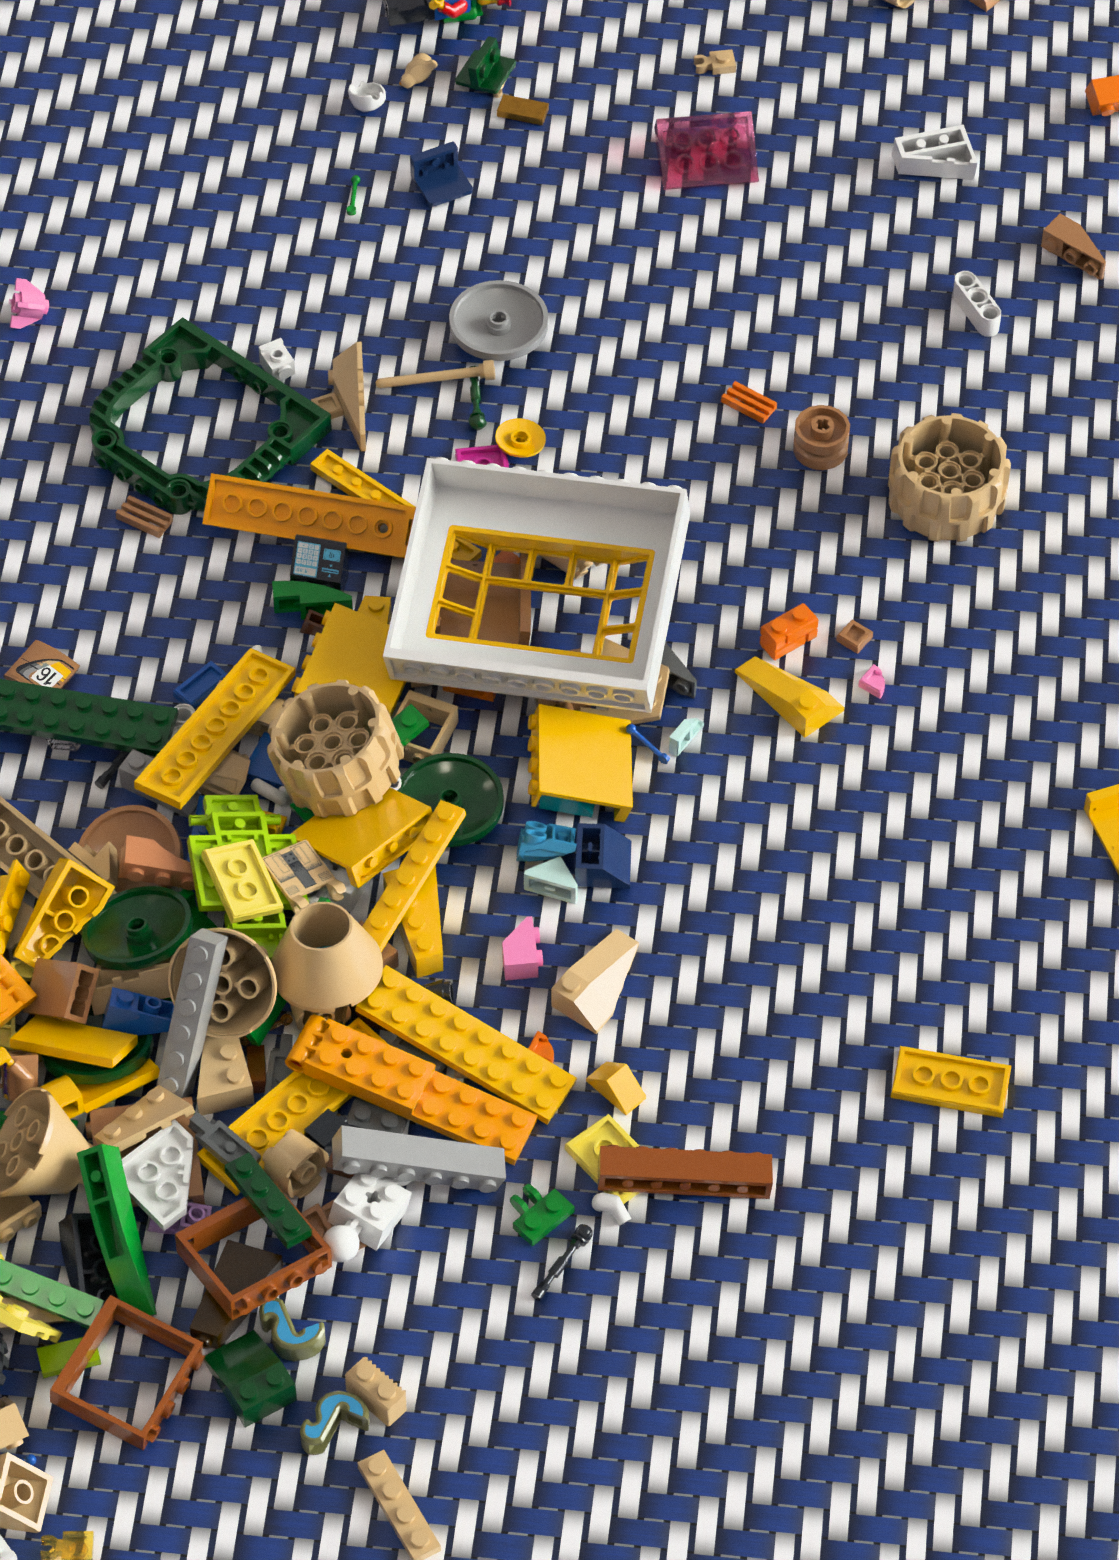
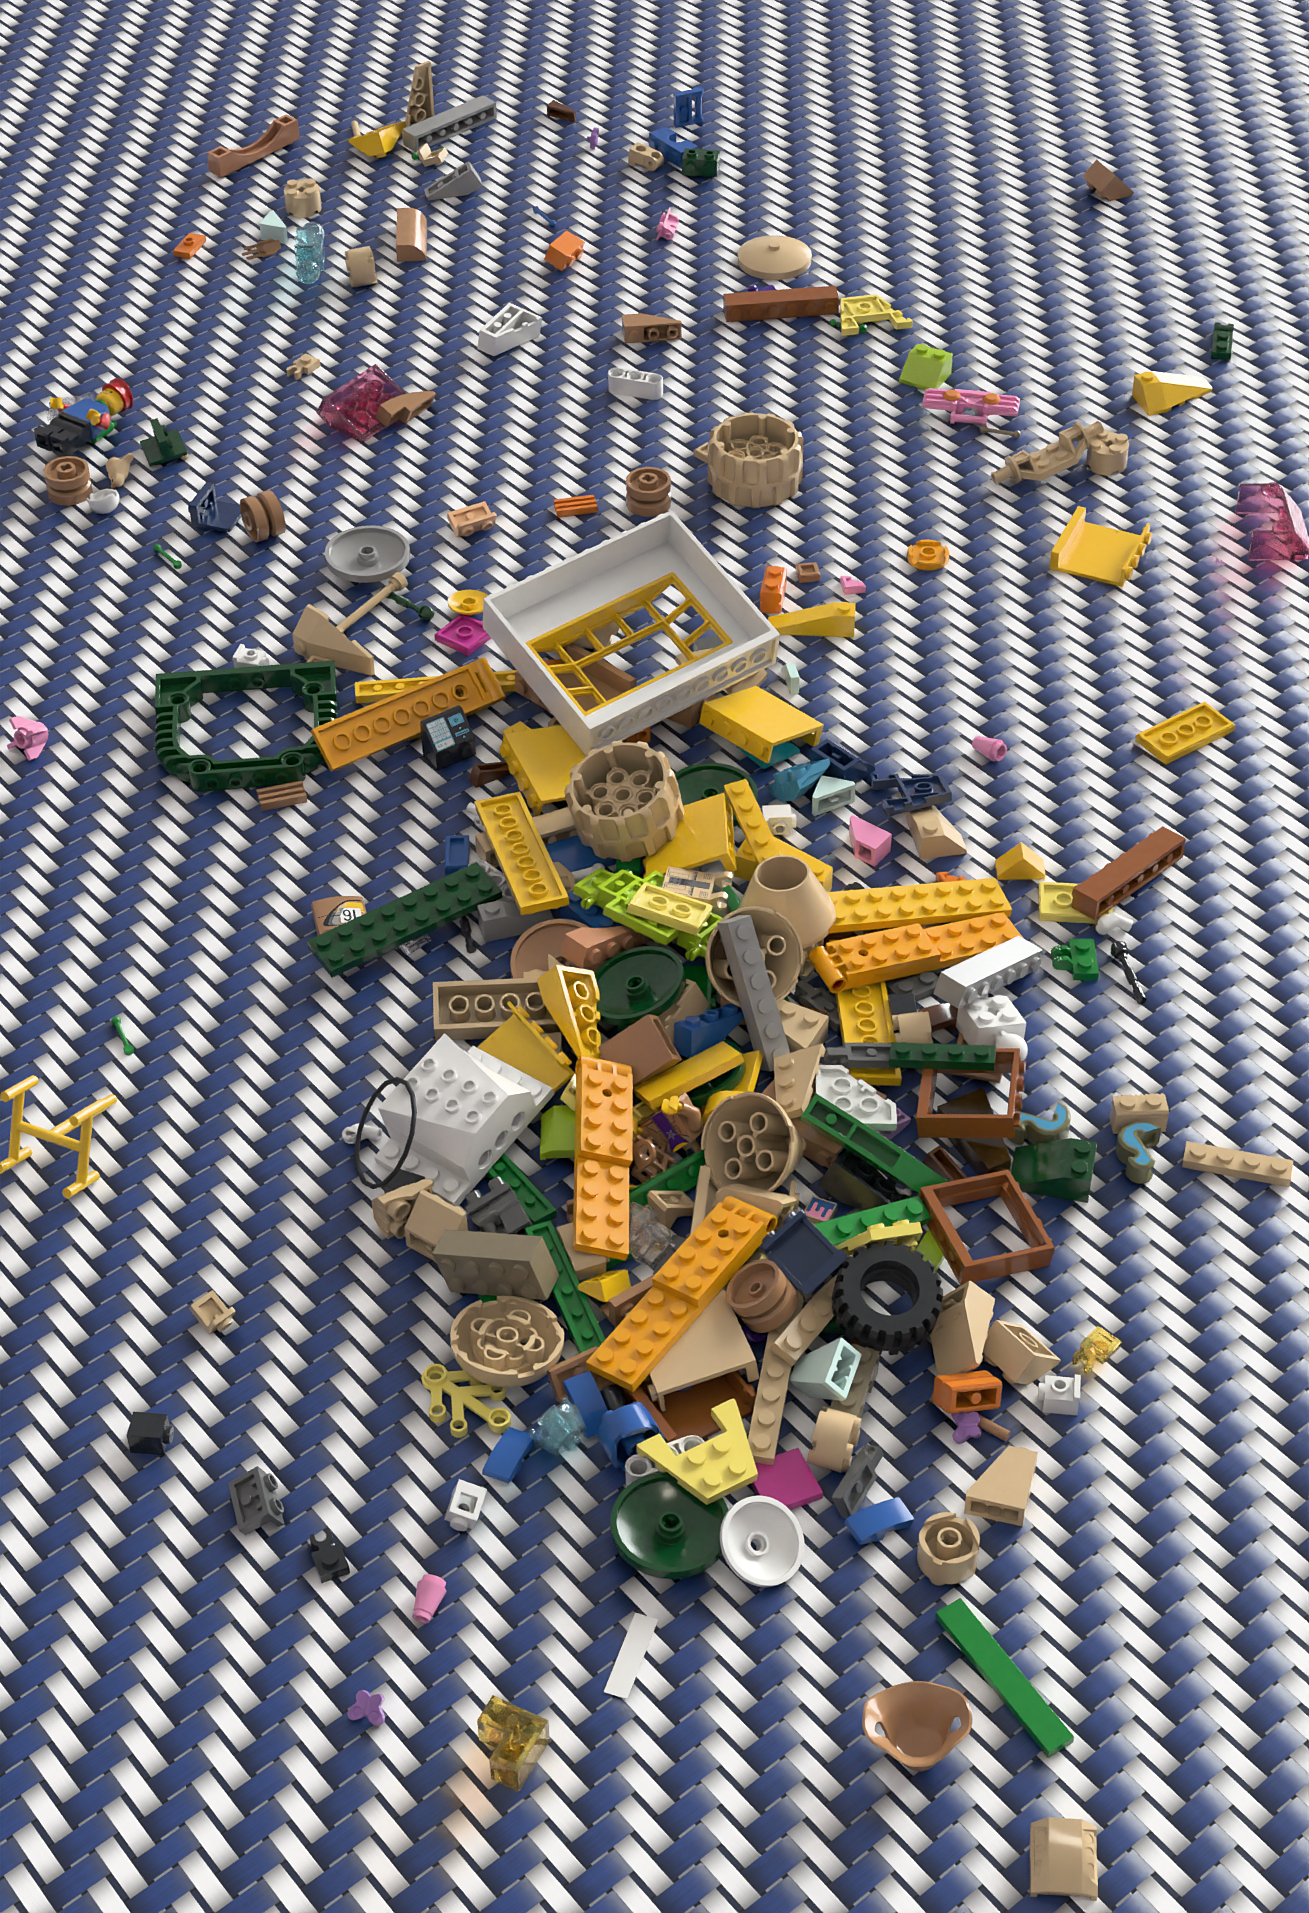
camera: 45 degrees left, 10 degrees down
(40, 1246) = (820, 1210): none -> tile
(177, 1299) = (943, 1165): none -> reddish brown piece
(302, 596) = (460, 762): green slope -> none
(362, 52) = (68, 480): none -> medium nougat wheel
(459, 213) = (262, 516): none -> medium nougat wheel
(476, 868) = (779, 819): none -> white brick
(522, 109) = (215, 453): pearl gold tile -> none
(622, 944) = (916, 792): none -> dark blue wing
(636, 348) = (471, 519): none -> light nougat bracket
(663, 757) = (794, 697): blue hinge -> none
(735, 178) = (404, 407): none -> medium nougat slope
(752, 950) = (991, 748): none -> bright pink cone
(988, 704) = (928, 555): none -> light orange tile

